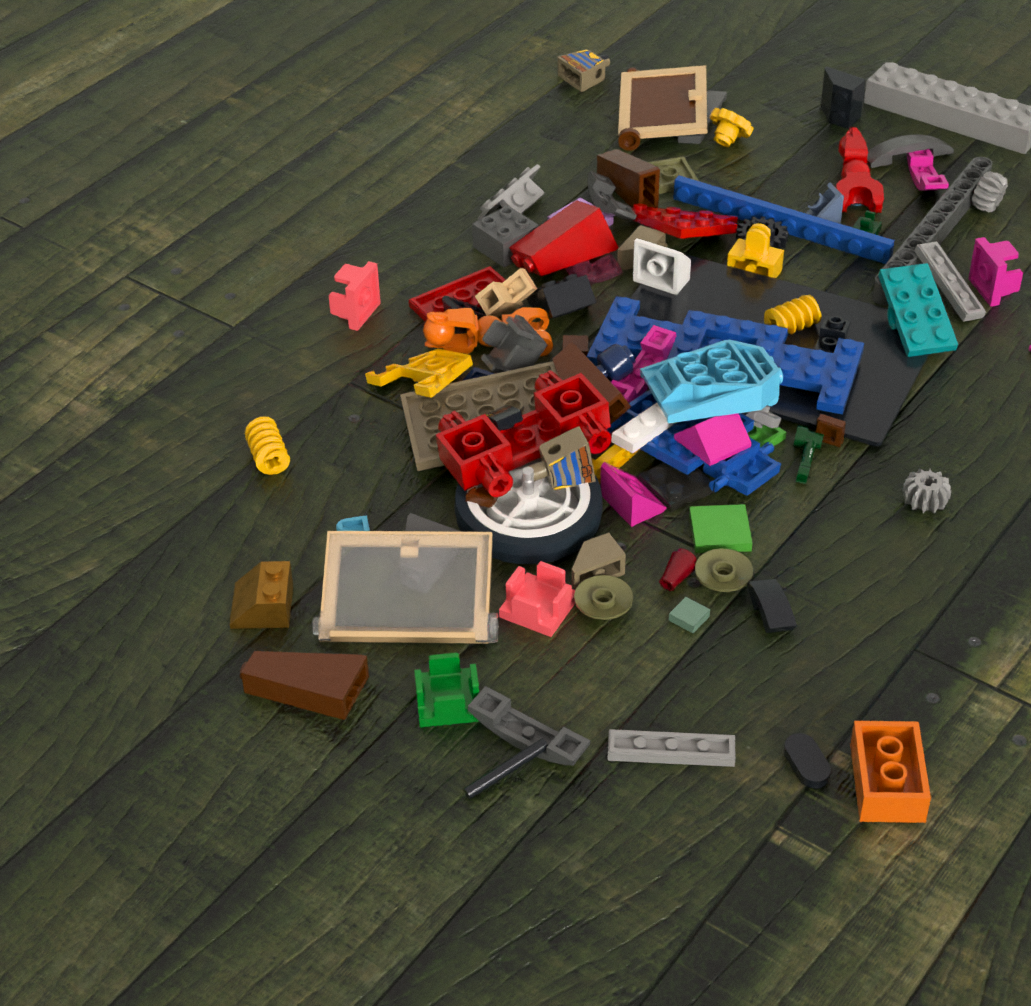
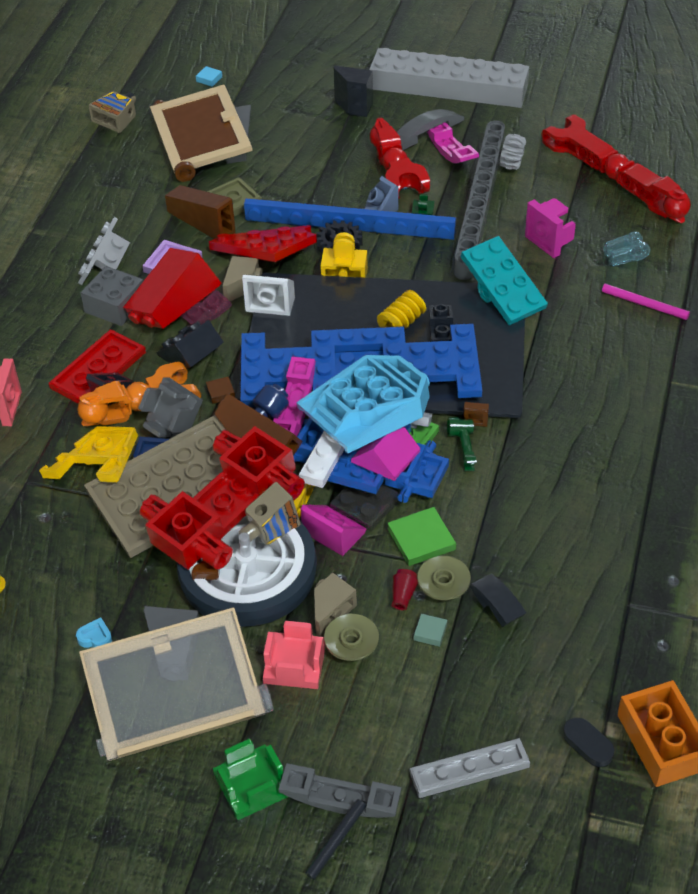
camera: 20 degrees left, 5 degrees up
(263, 597) = (36, 734): pearl gold slope -> none
(307, 680) = (115, 809): reddish brown slope -> none
(505, 417) = (196, 486): black slope -> none
(506, 296) = (140, 356): tan brick -> none
(601, 194) = (181, 230): dark grey slope -> none
(696, 57) = (209, 76): none -> medium azure tile
(729, 126) = (269, 139): yellow plant -> none
(926, 490) = (579, 450): light grey gear -> none
(950, 281) = (518, 246): light grey tile -> none

